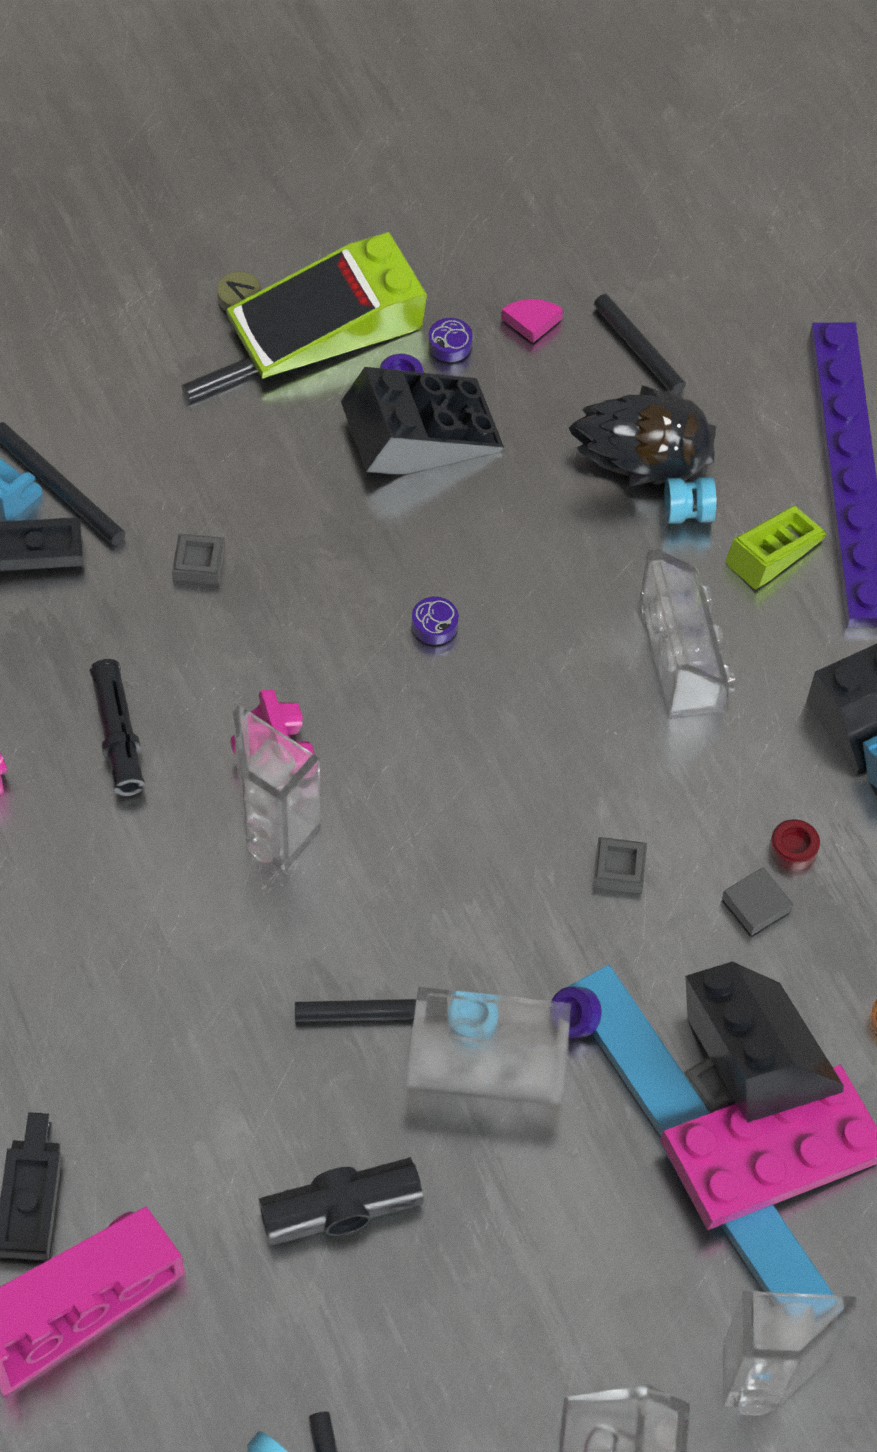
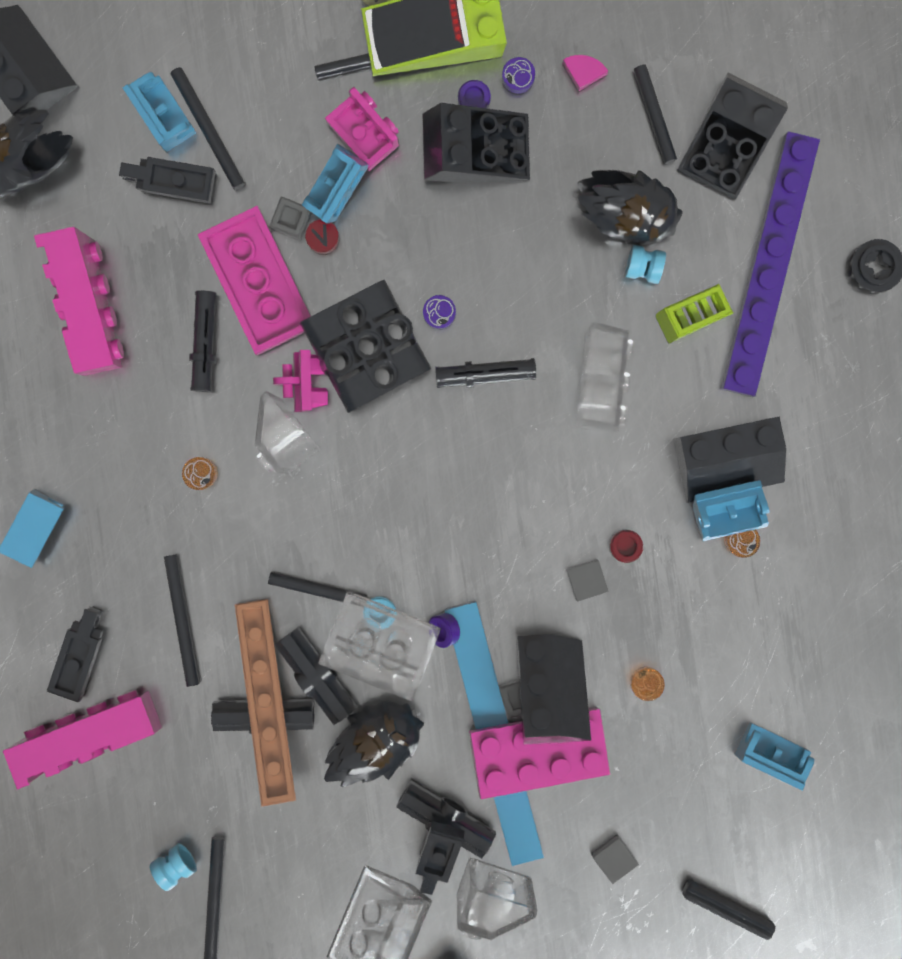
camera: 10 degrees right, 30 degrees up
(153, 897) = (199, 473): none -> clear orange tile
(174, 637) = (255, 279): none -> dark pink plate
(178, 1105) = (181, 620): none -> black bar
(248, 569) = (322, 237): none -> dark red tile
(251, 497) = (335, 184): none -> dark azure hinge
(269, 432) = (363, 128): none -> dark pink bracket
(344, 1167) = (265, 703): none -> nougat tile
(349, 671) = (369, 305): none -> black connector
(405, 1124) = (314, 678): none -> black piece
(505, 679) = (485, 373): none -> black pin
(522, 1189) = (374, 743): none -> black head
(620, 865) = (507, 530): dark grey tile -> none
(666, 1280) = (428, 807): none -> black piece
(677, 1318) = (439, 855): none -> black hinge
(745, 339) = (732, 135): none -> black slope

